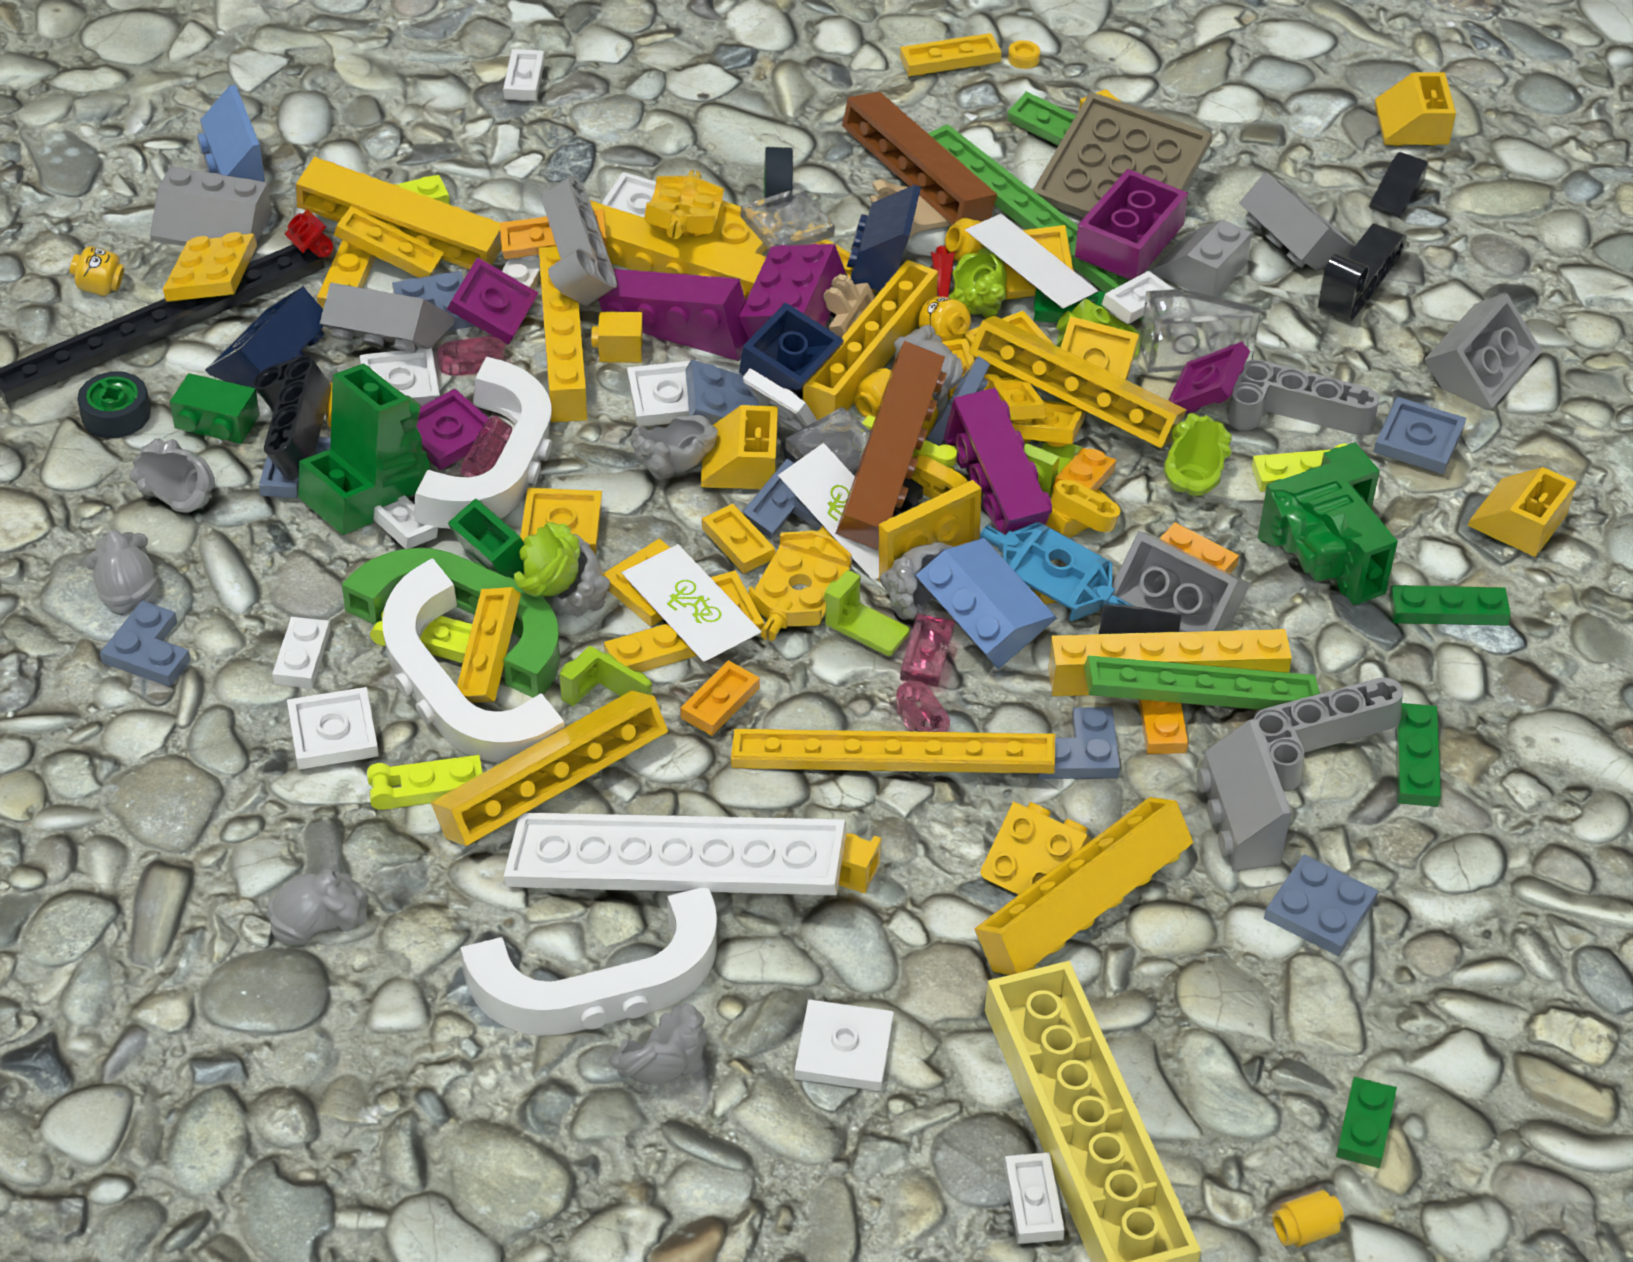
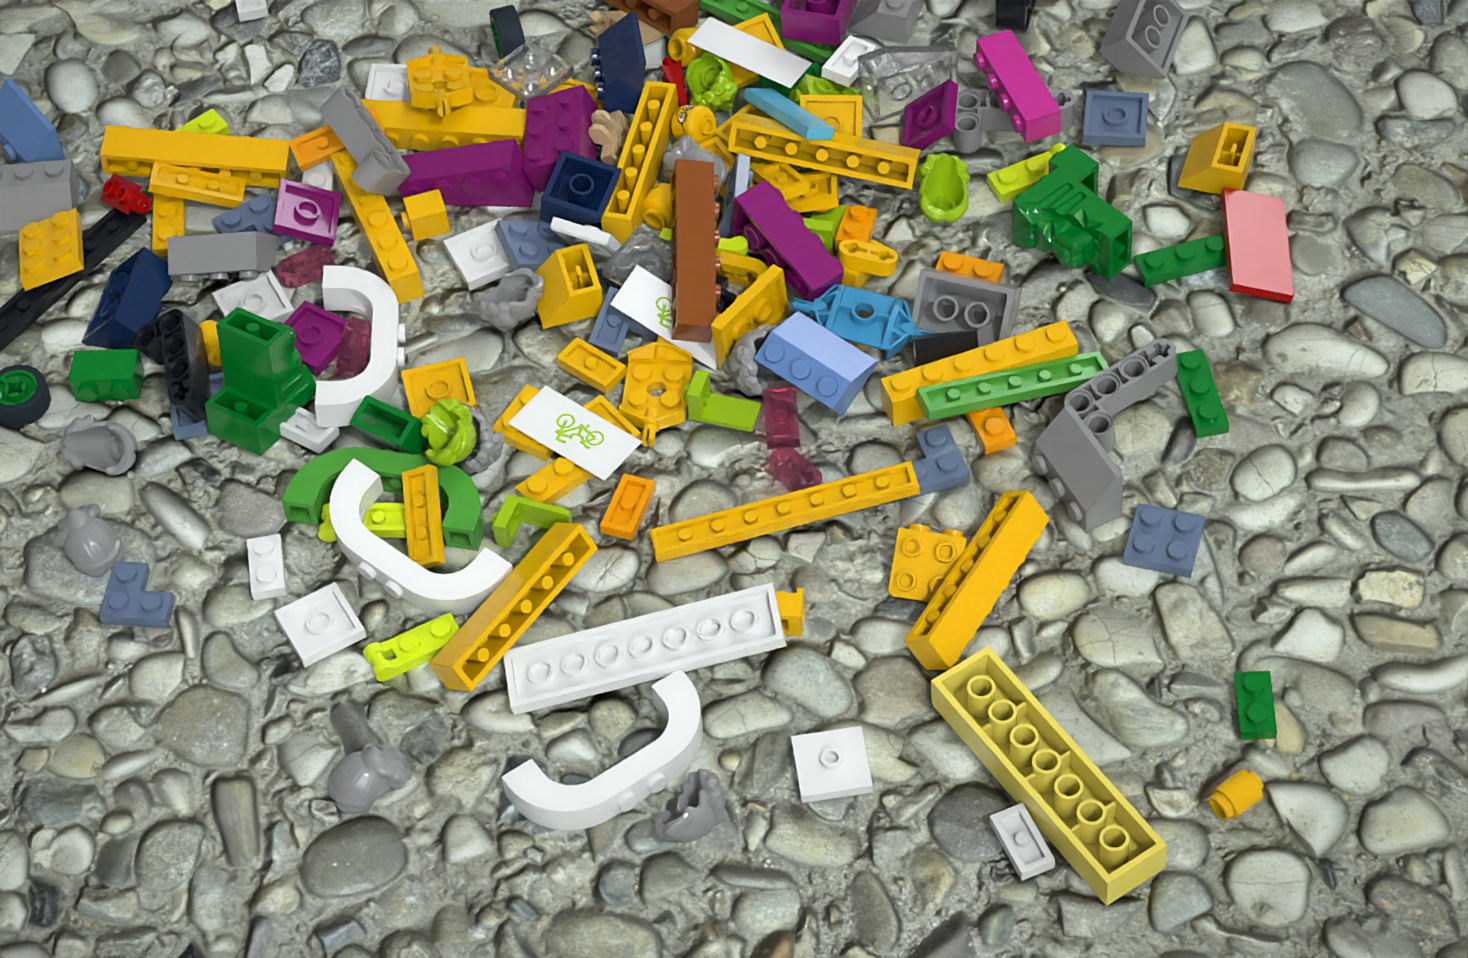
camera: 10 degrees left, 5 degrees up
(1051, 332) = (789, 114): none -> medium azure tile
(1316, 369) = (1018, 86): none -> dark pink brick
(1537, 611) = (1256, 245): none -> tile

